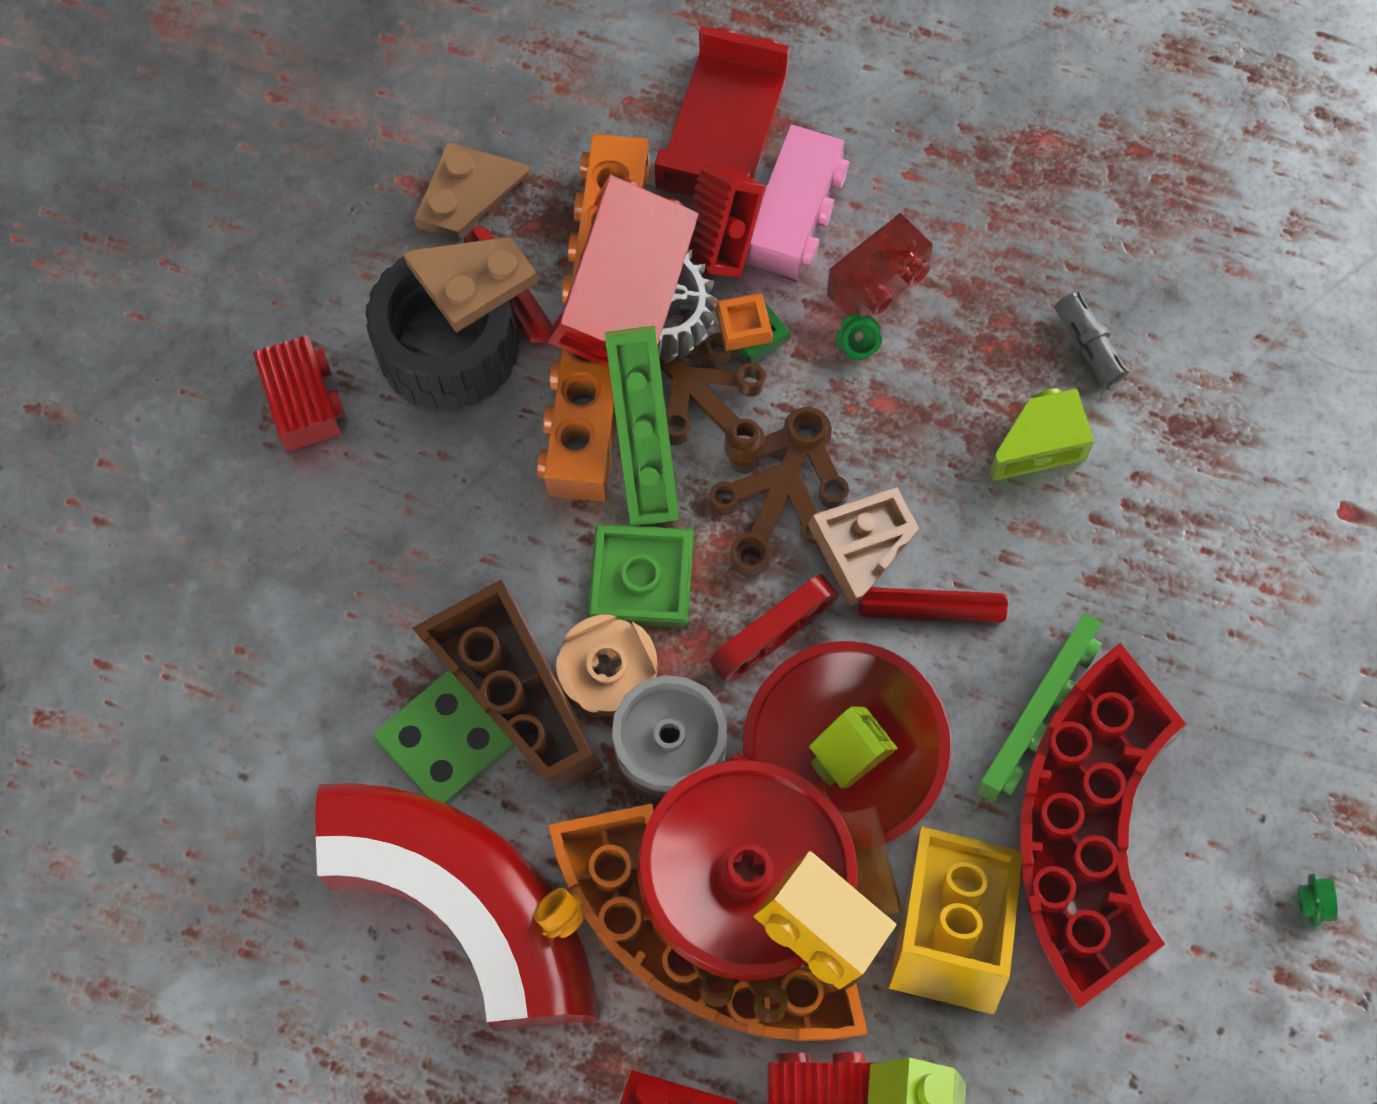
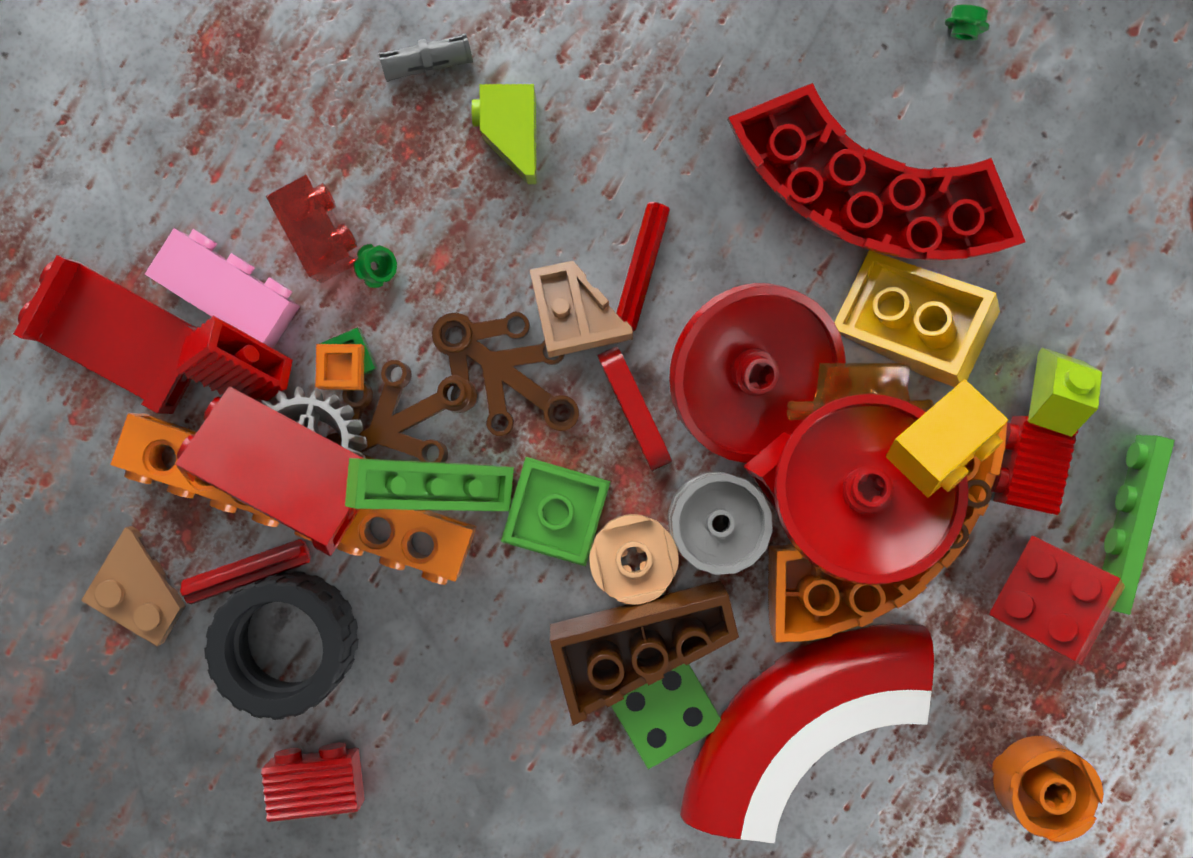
camera: 80 degrees left, 20 degrees up
(471, 277) = (248, 614): medium nougat wing -> none
(559, 913) = (853, 648): light orange plate -> none
(850, 748) = (779, 371): lime slope -> none
(1005, 770) = (746, 188): bright green plate -> none

